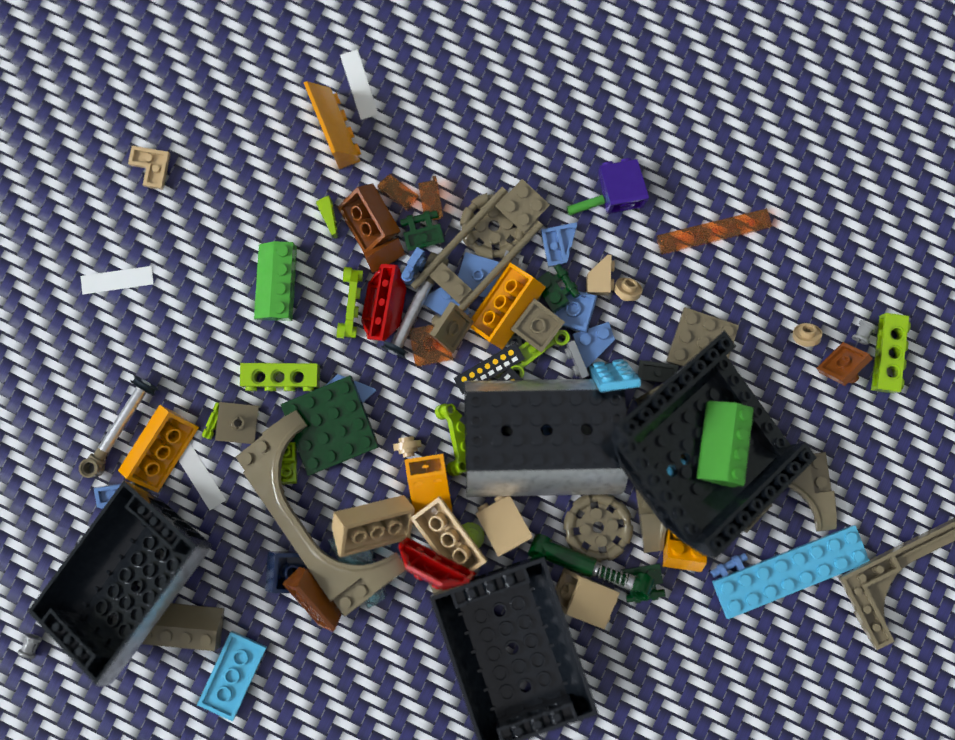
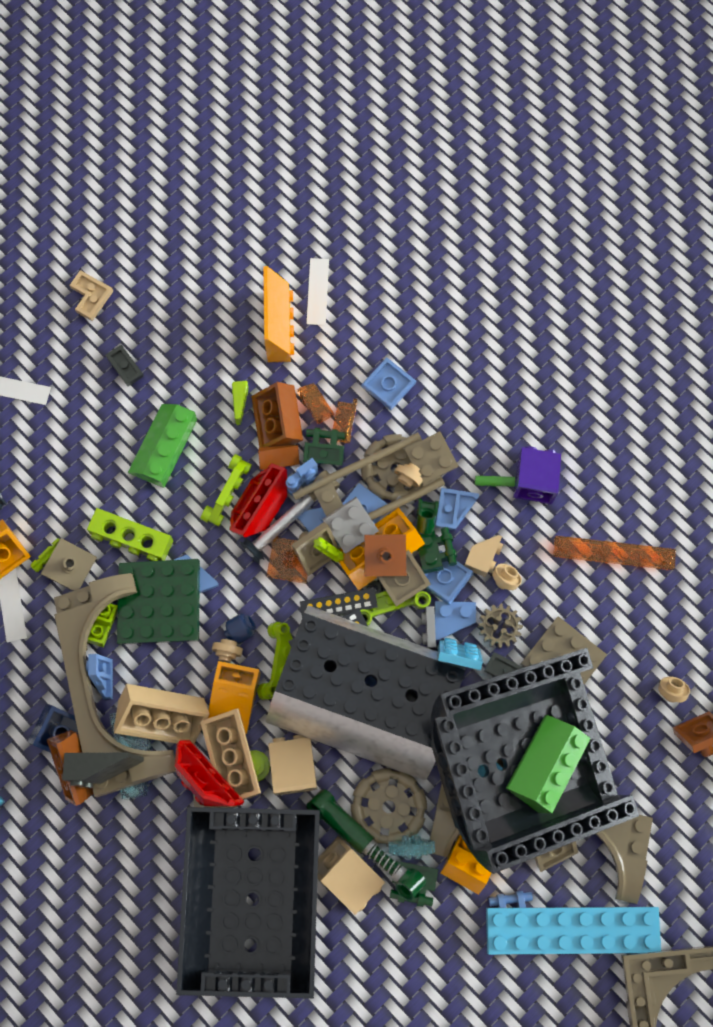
camera: 15 degrees right, 10 degrees down
(210, 221) = (124, 365): none -> pearl dark grey plate
(305, 508) = (101, 673): none -> medium blue wing
(329, 599) = (96, 768): none -> pearl dark grey slope
(410, 422) = (240, 628): none -> dark blue head
(457, 149) = (388, 383): none -> medium blue plate
(463, 324) = (328, 549): none -> lime axle
(474, 294) = (350, 524): none -> light grey plate
(509, 229) = (408, 475): none -> tan plate
(516, 311) = (385, 555): none -> dark orange tile
(537, 260) = (426, 516): none -> dark green piece
(631, 555) = (416, 846): none -> clear light blue gear
(645, 344) = (504, 637): none -> dark tan gear

